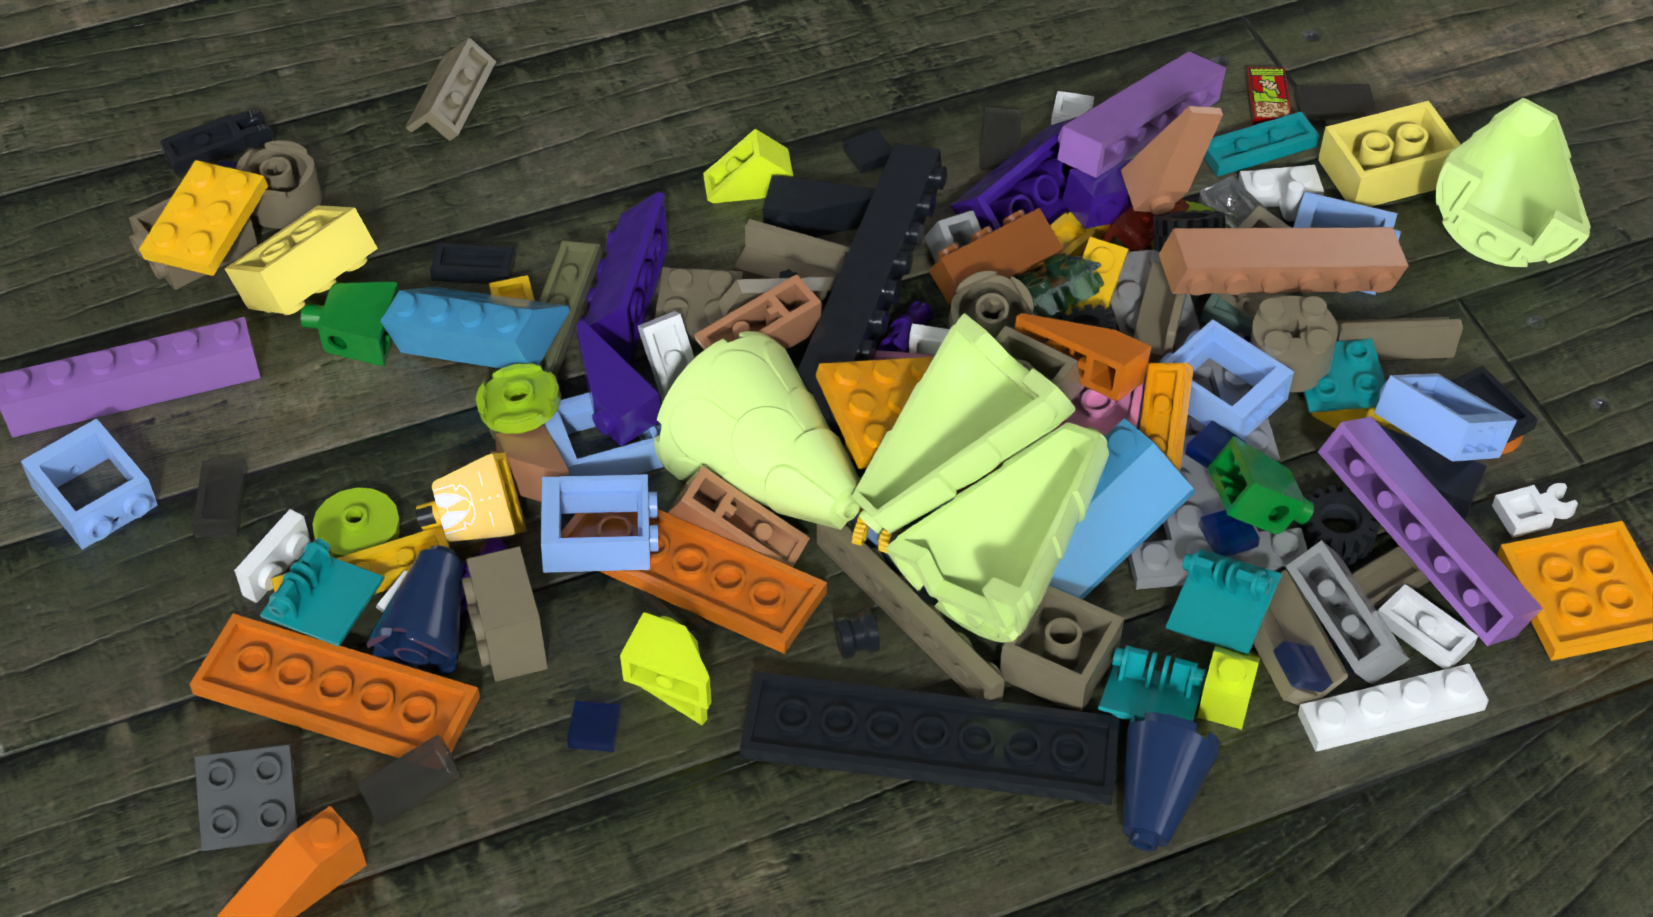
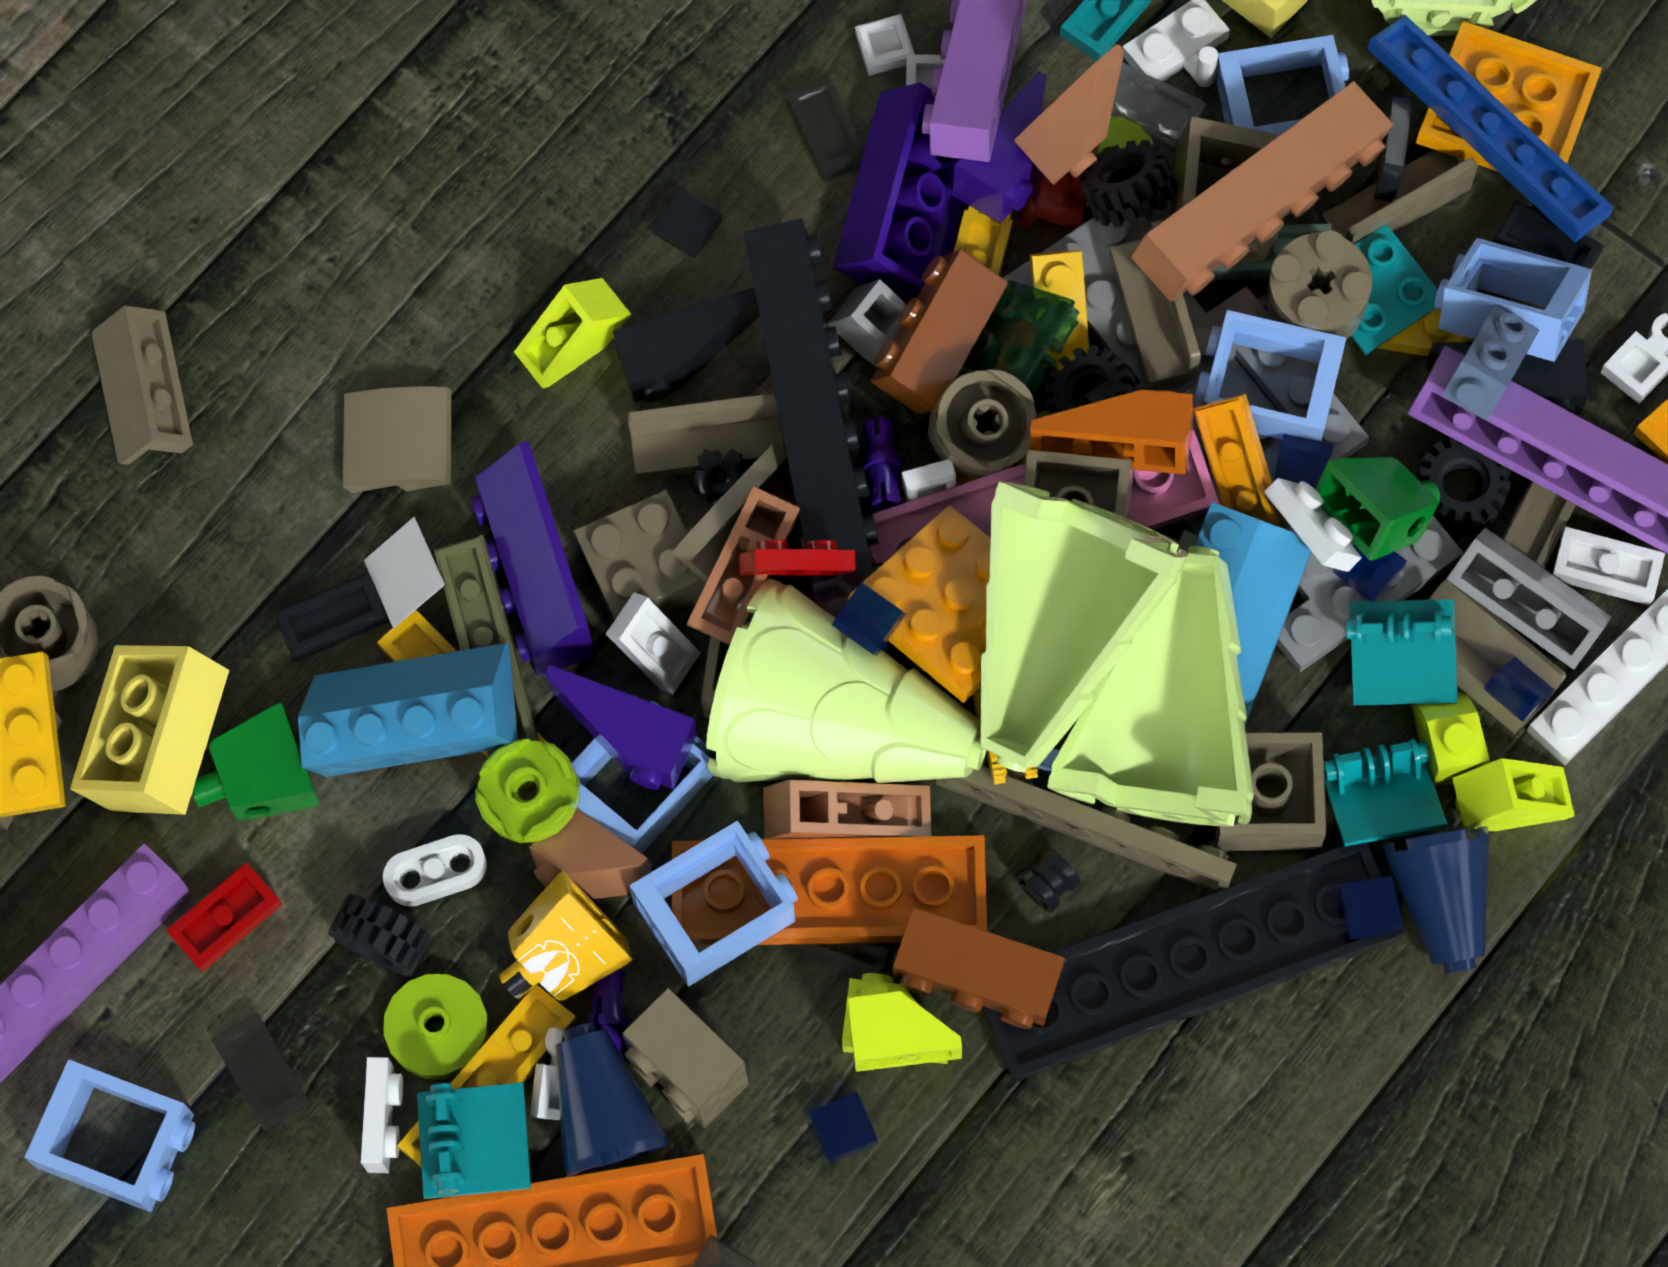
camera: 25 degrees left, 20 degrees up
(267, 394) = (224, 917): none -> red plate
(356, 443) = (379, 934): none -> black tyre
(431, 431) = (434, 866): none -> white plate
(536, 252) = (404, 572): none -> white sticker
(590, 184) = (397, 438): none -> dark tan slope
(760, 654) = (977, 969): none -> dark orange brick
(805, 332) = (818, 559): none -> red plate
(821, 379) = (868, 619): none -> clear blue tile
(1093, 761) = (1370, 907): none -> clear blue tile
(1196, 473) = (1323, 535): none -> white plate
(1259, 742) = (1512, 795): none -> neon yellow slope
(1398, 431) = (1490, 362): none -> sand blue brick
(1404, 295) = (1393, 157): none -> black tile
(1487, 311) = (1490, 128): none -> blue tile
(1511, 311) = (1533, 83): none -> light orange plate

